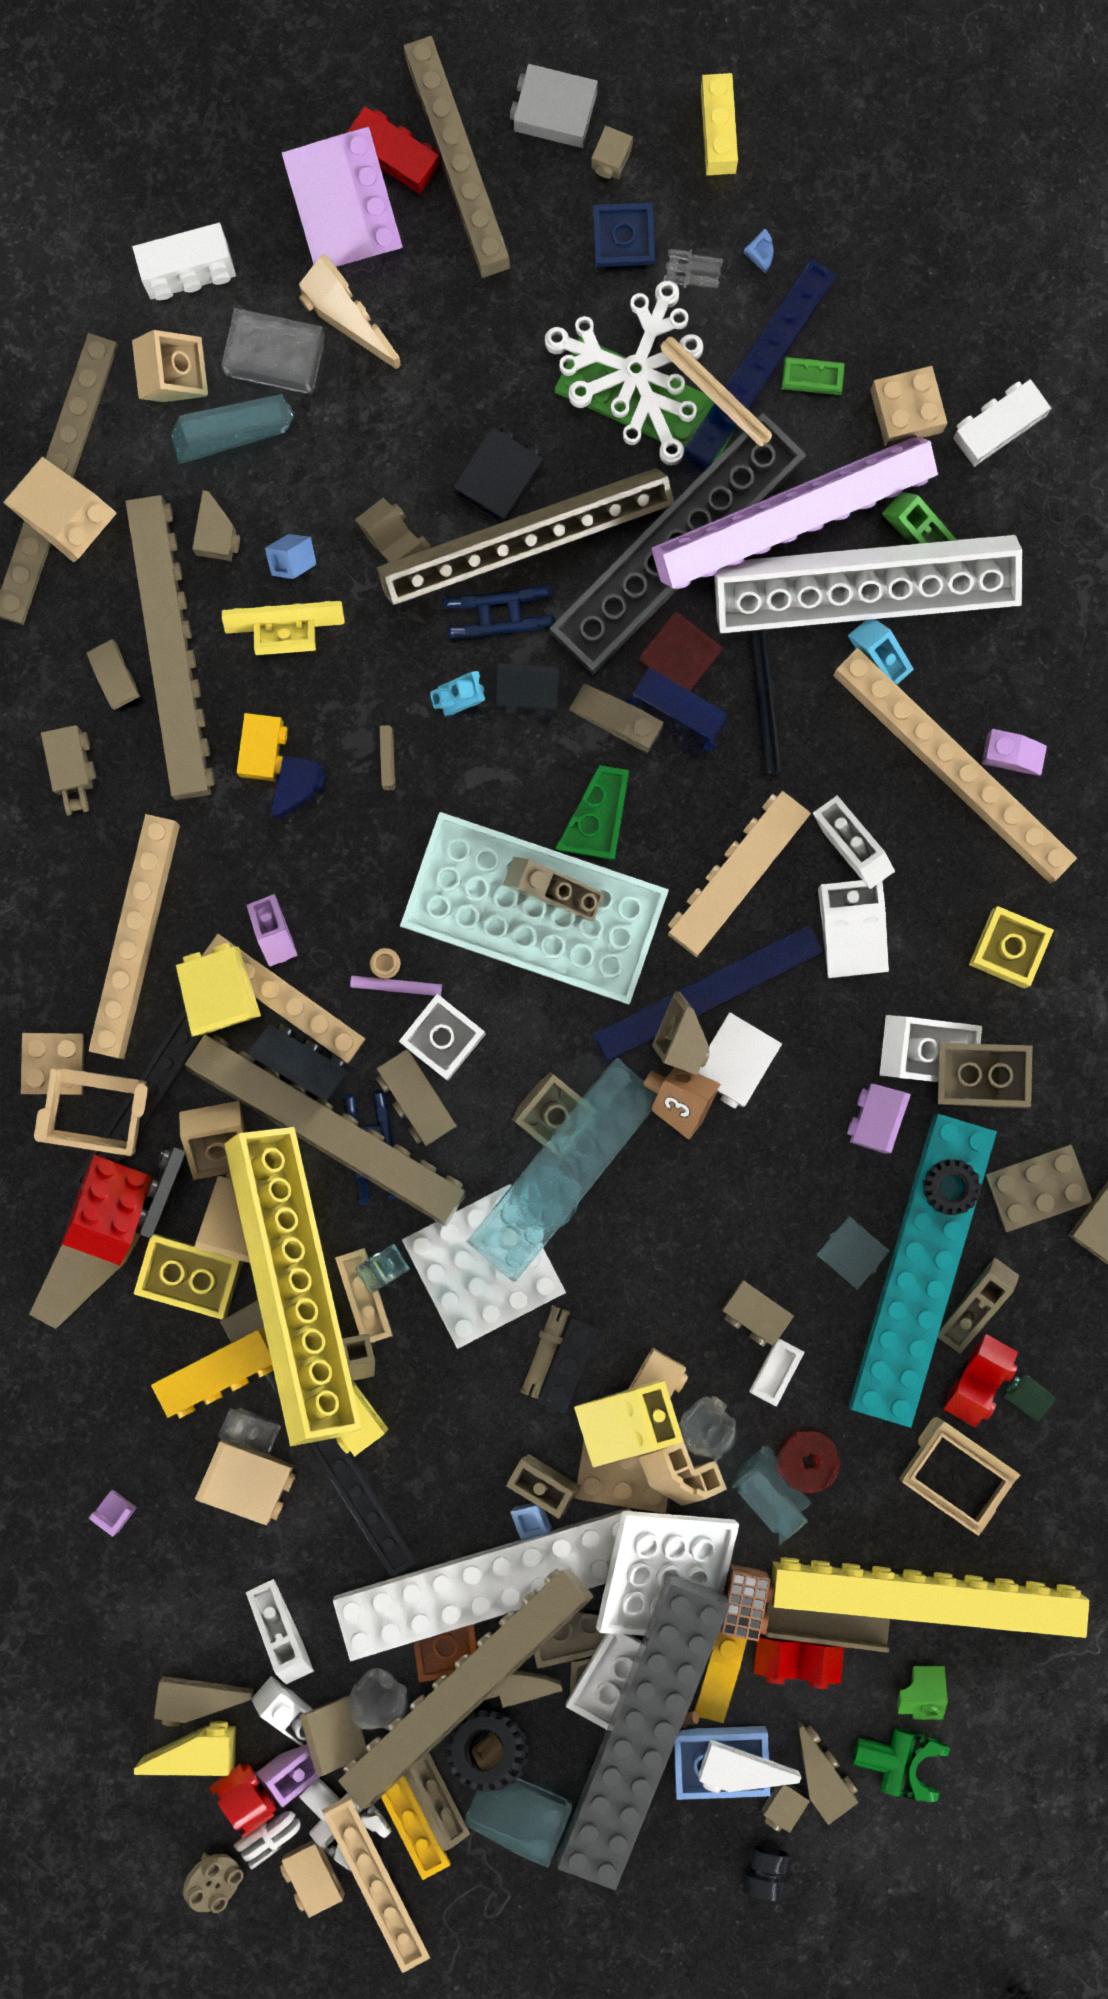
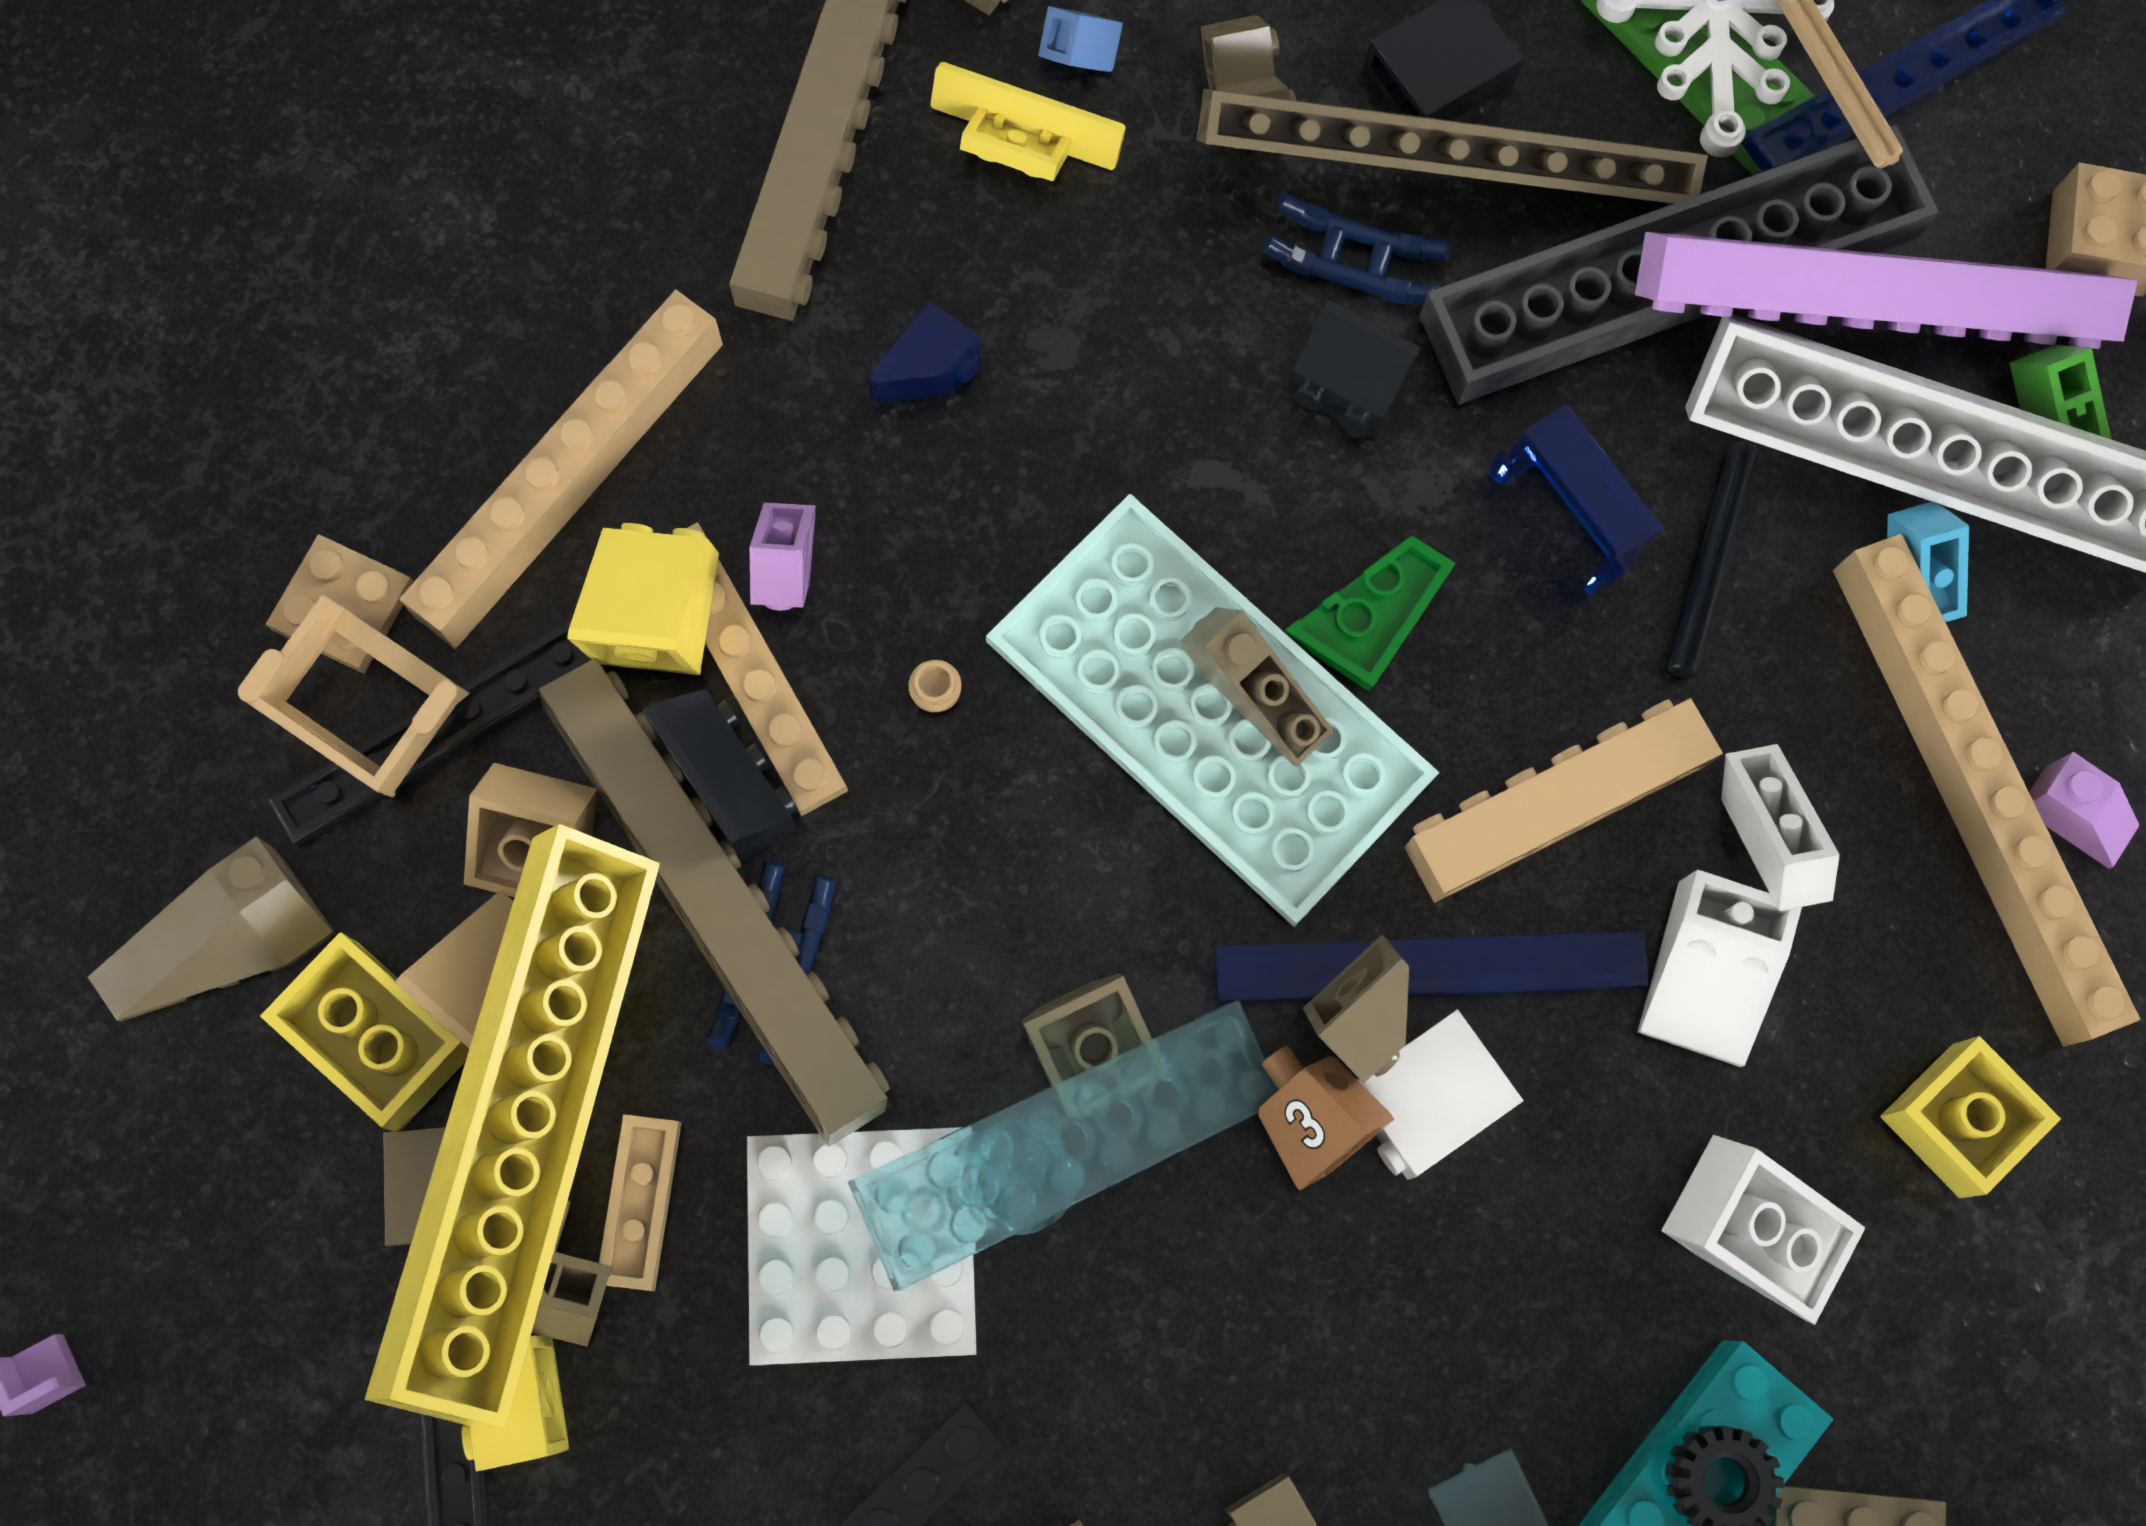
camera: 15 degrees right, 10 degrees down
(69, 765) = (600, 180): dark tan brick -> none
(107, 1210) = (285, 856): red brick -> none
(112, 674) = (733, 85): dark tan slope -> none
(159, 1188) = (391, 868): dark grey plate -> none
(214, 1373) = (315, 1215): yellow brick -> none
(246, 1482) = (277, 1426): tan slope -> none
(249, 1430) = (330, 1339): clear slope -> none
(261, 747) = (901, 279): yellow brick -> none
(382, 1268) = (690, 1167): clear light blue slope -> none
(387, 757) = (1086, 380): dark tan tile -> none
(396, 985) = (935, 728): lavender bar -> none
(415, 1098) = (880, 917): dark tan brick -> none
(442, 1037) = (970, 836): white brick -> none
(458, 694) = (1242, 335): medium azure hips -> none
(545, 1351) = (894, 1441): dark tan pin -> none
(617, 717) = (1473, 482): dark tan slope -> none
(681, 652) = (1622, 421): clear red plate -> none
(813, 376) = (1977, 129): bright green plate -> none
(878, 1118) = (1636, 1303): lavender slope -> none
(985, 1075) = (1850, 1314): dark tan slope -> none

